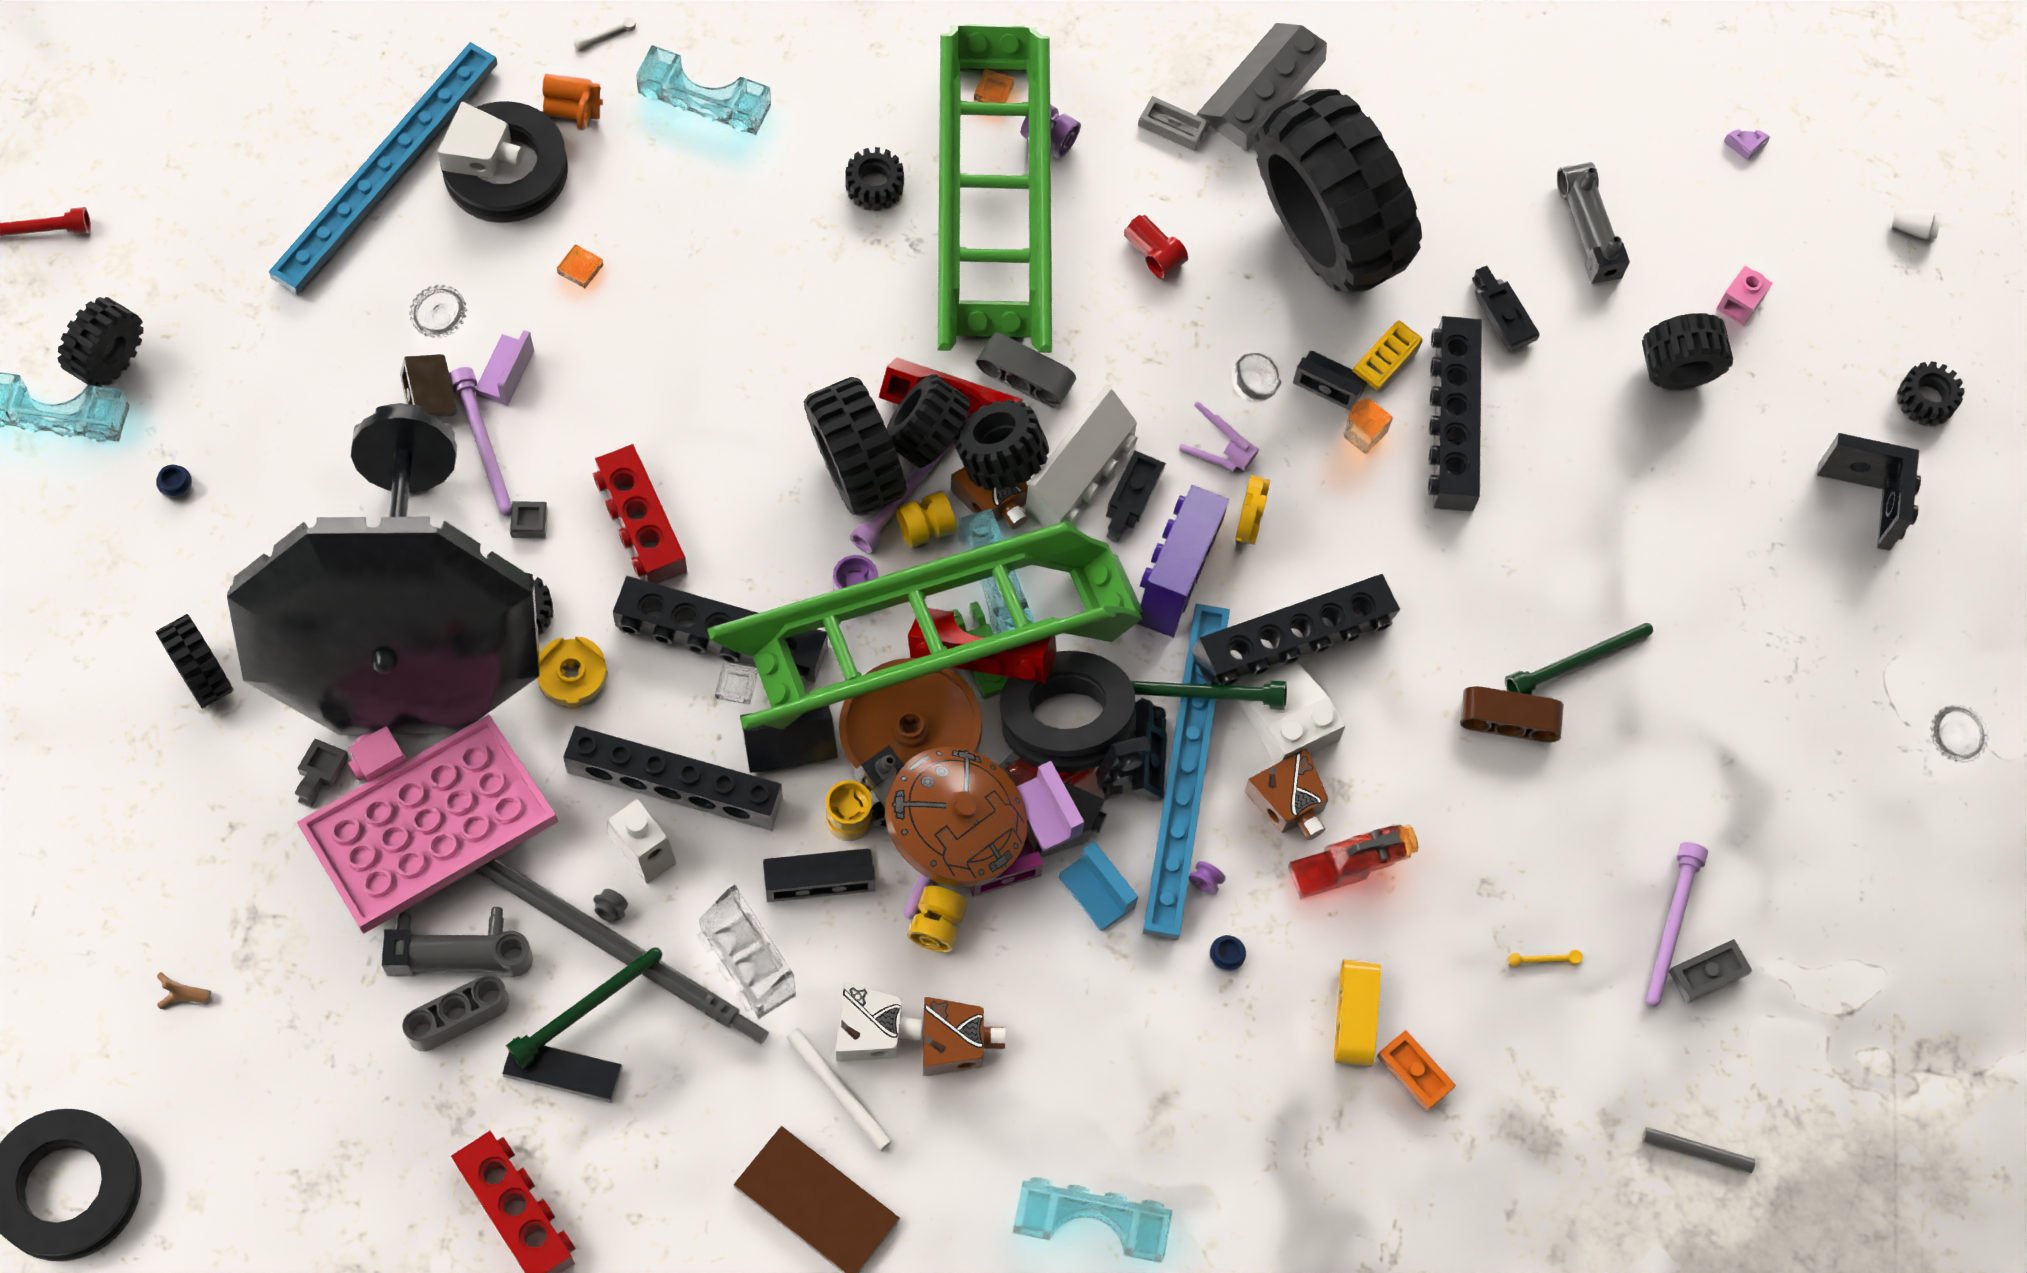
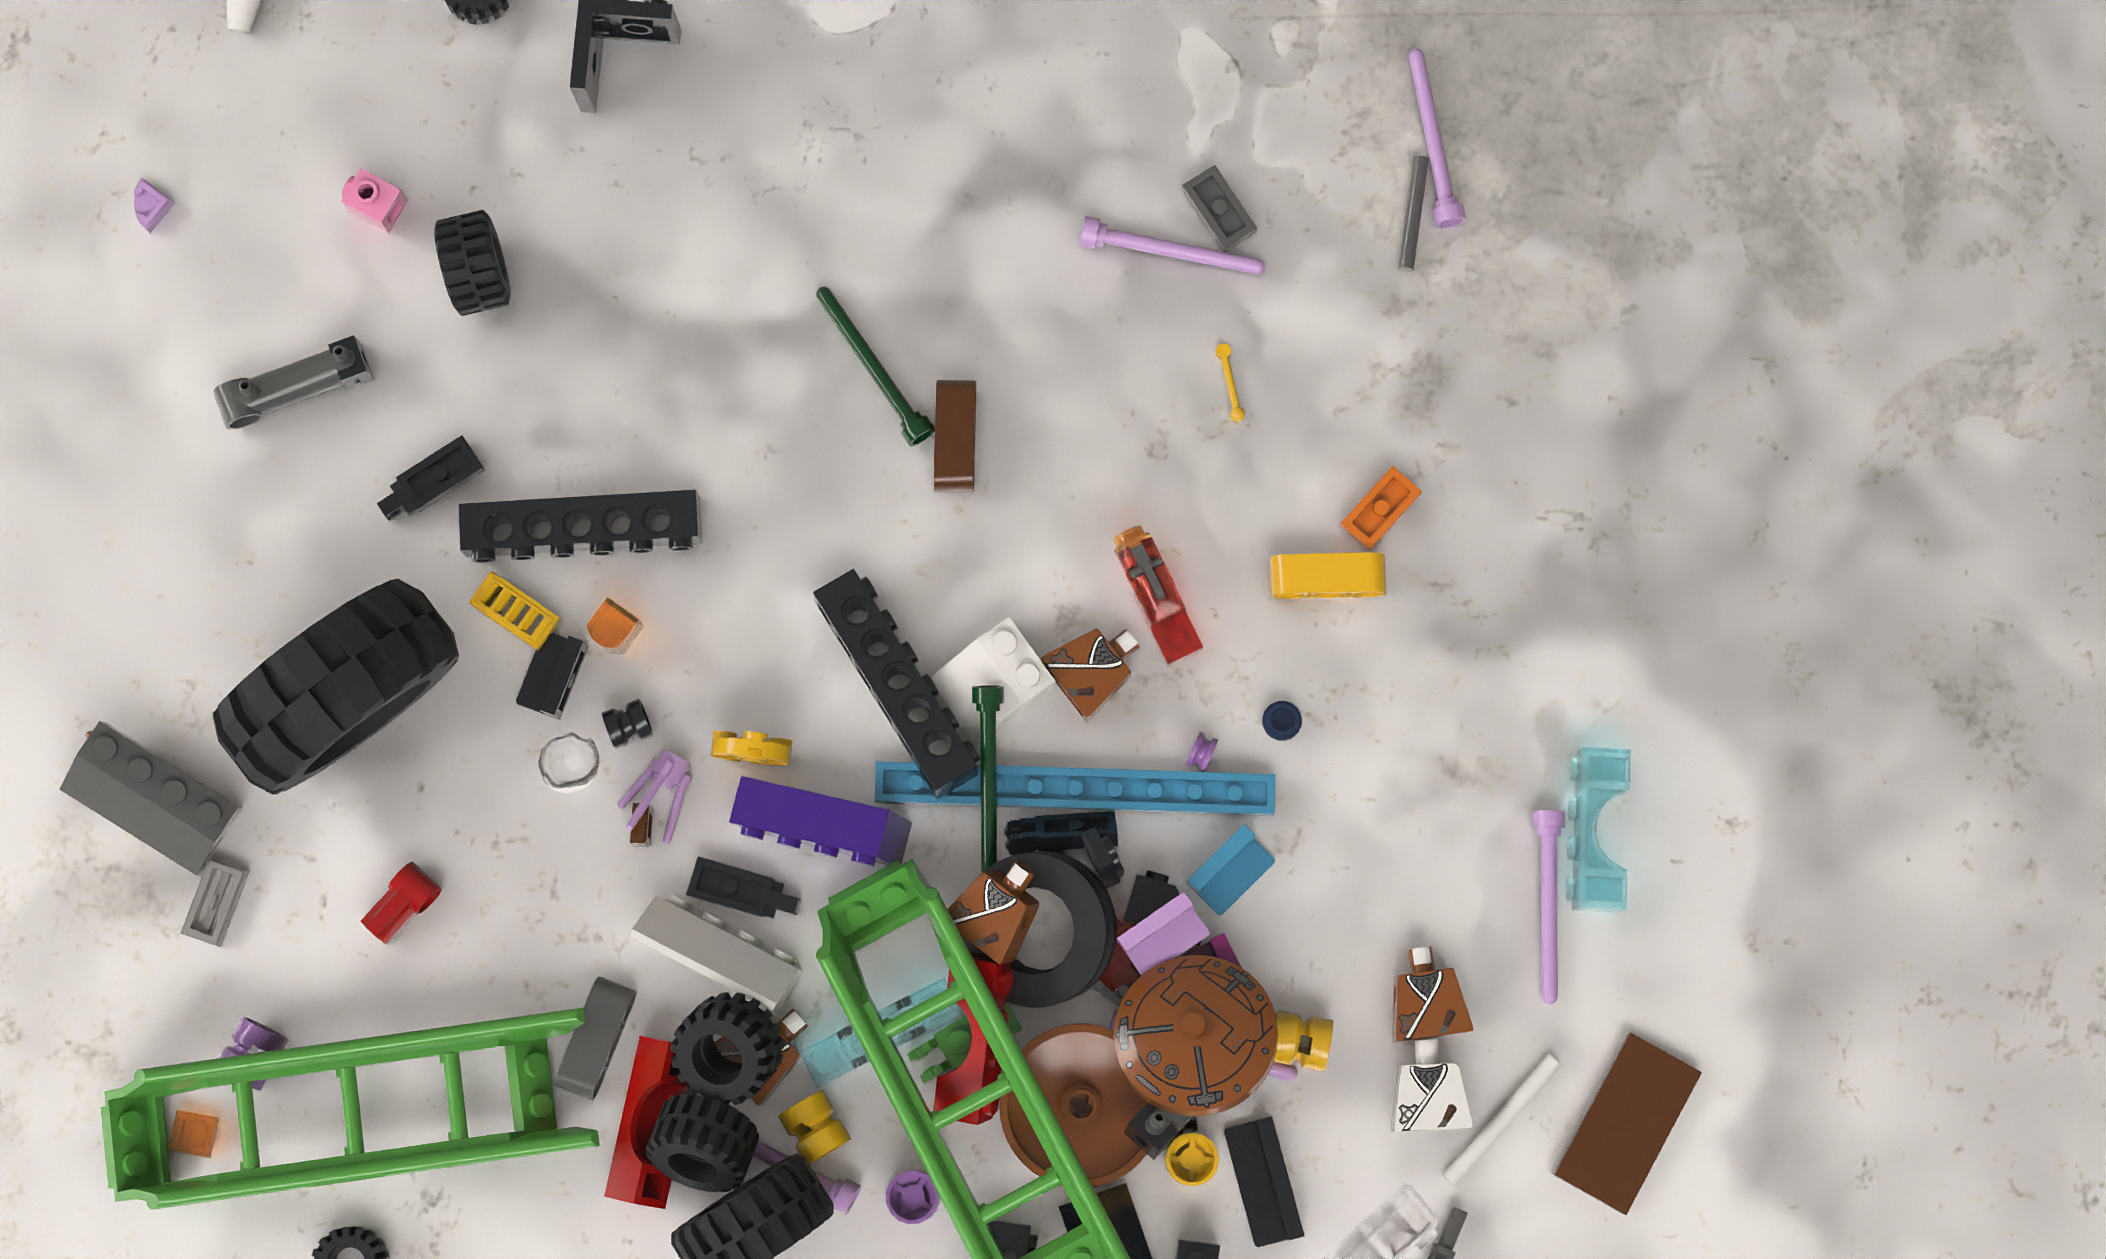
camera: 90 degrees left, 15 degrees up
(1086, 669) = (997, 911): none -> dark orange torso
(1101, 1174) = (1549, 827): none -> lavender piece
(1196, 425) = (642, 832): none -> reddish brown tile
(1283, 425) = (623, 725): none -> black wheel
(1700, 1180) = (1448, 210): none -> lavender piece

